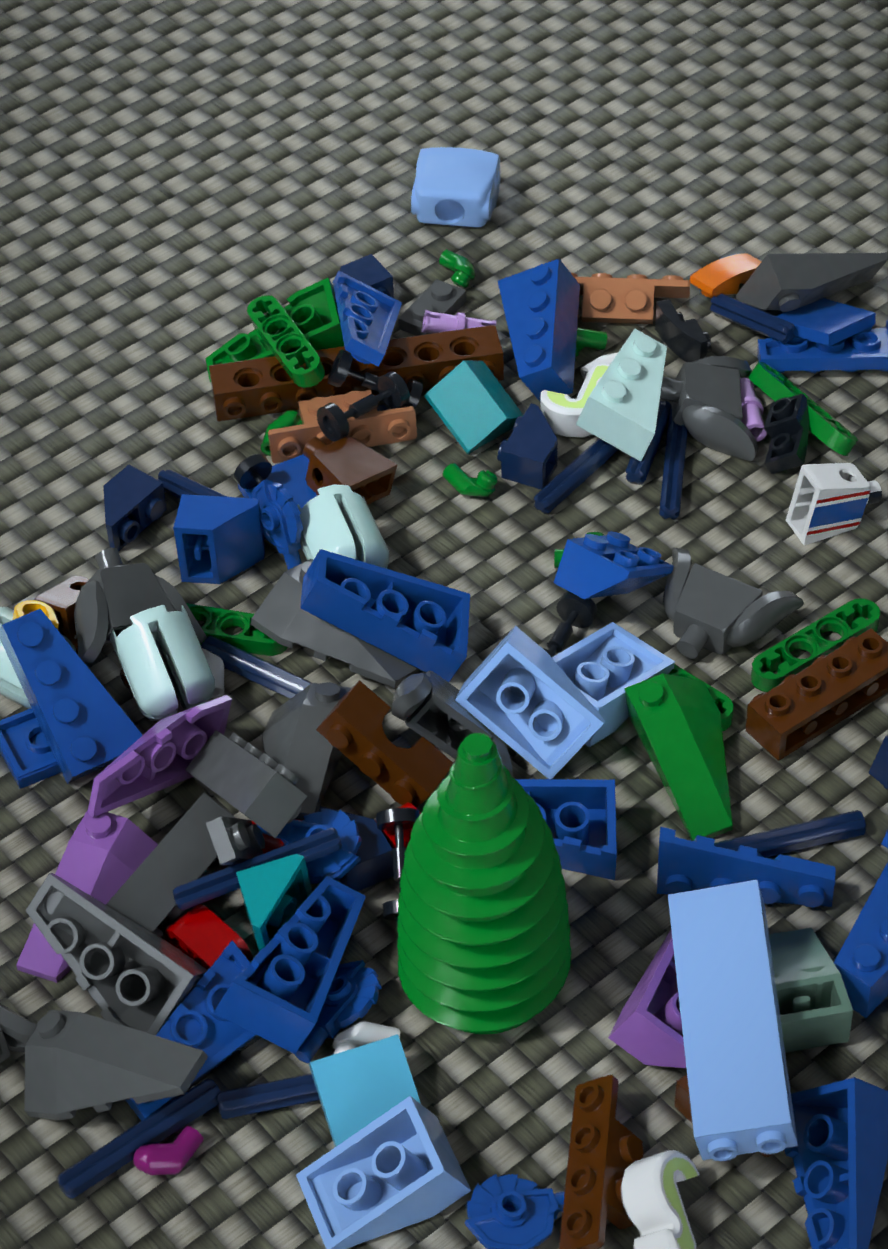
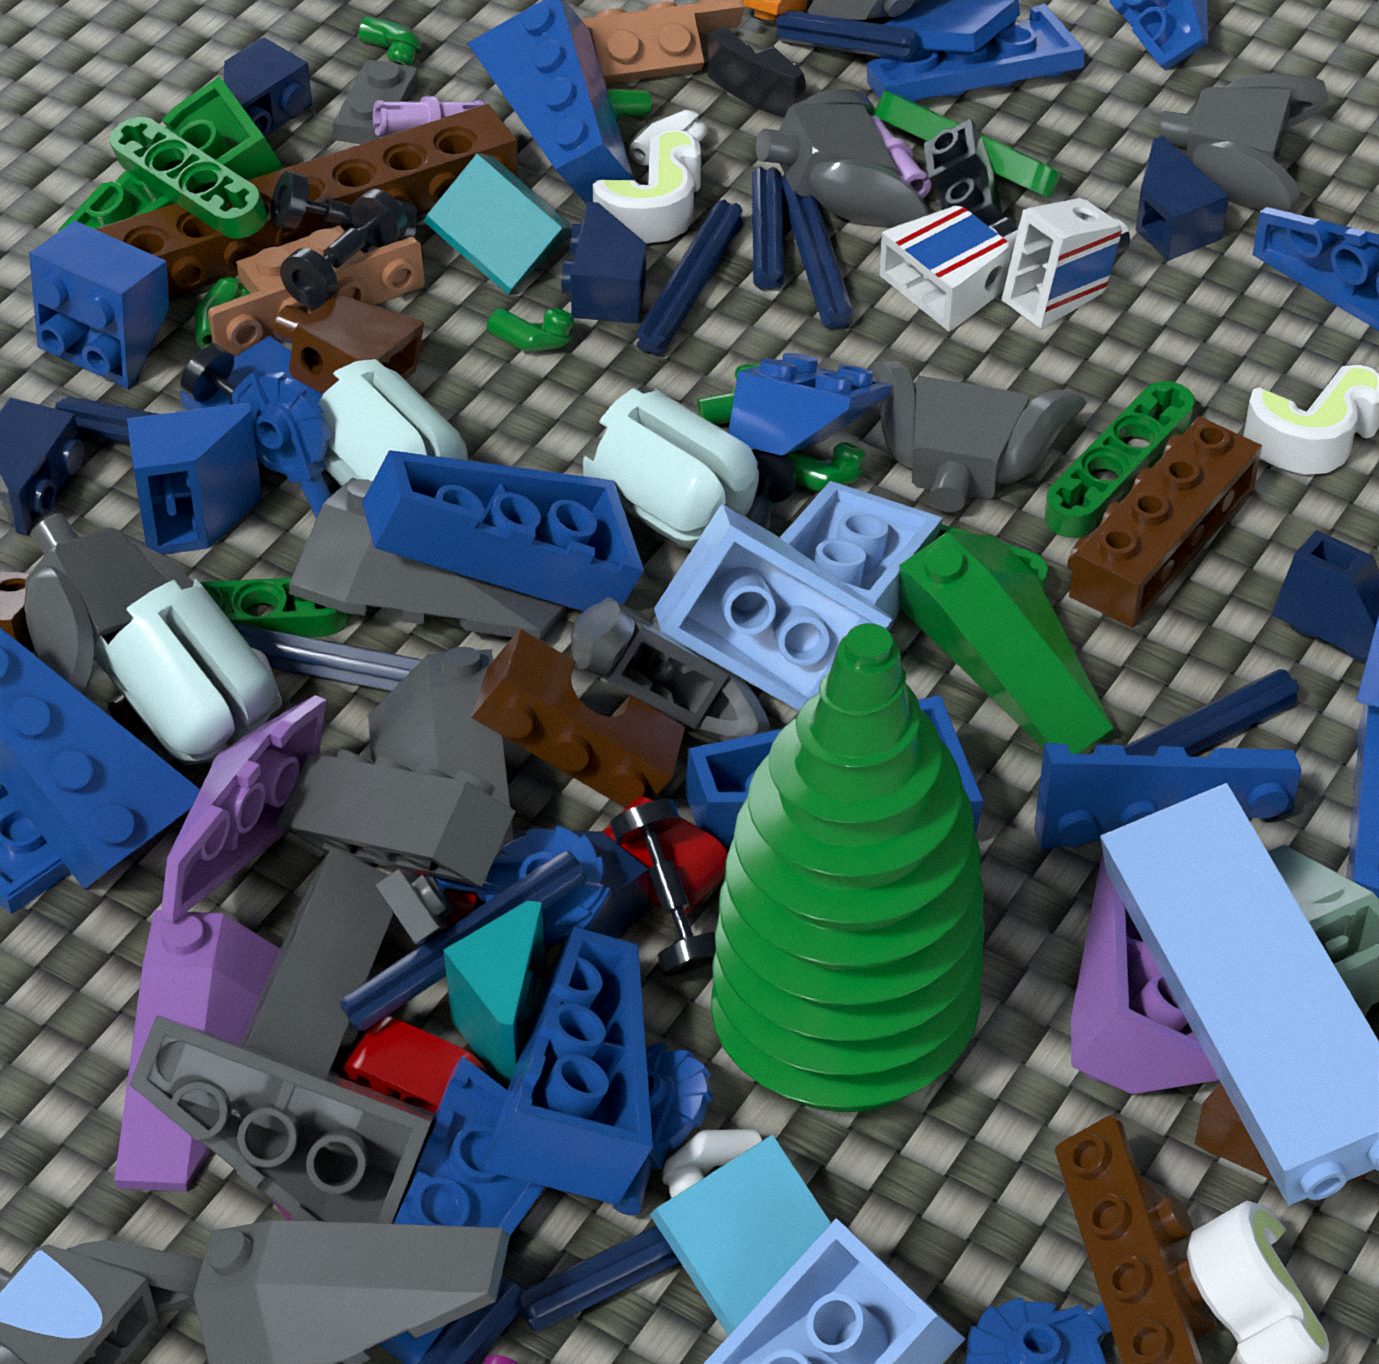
camera: 20 degrees left, 0 degrees up
(203, 412) = (98, 301): none -> blue slope
(365, 318) = (300, 123): blue wing -> none
(512, 590) = (672, 465): none -> light aqua cylinder
(625, 615) = (842, 468): none -> green arm
(628, 397) = (732, 166): light aqua wedge -> none
(754, 489) = (948, 262): none -> white torso

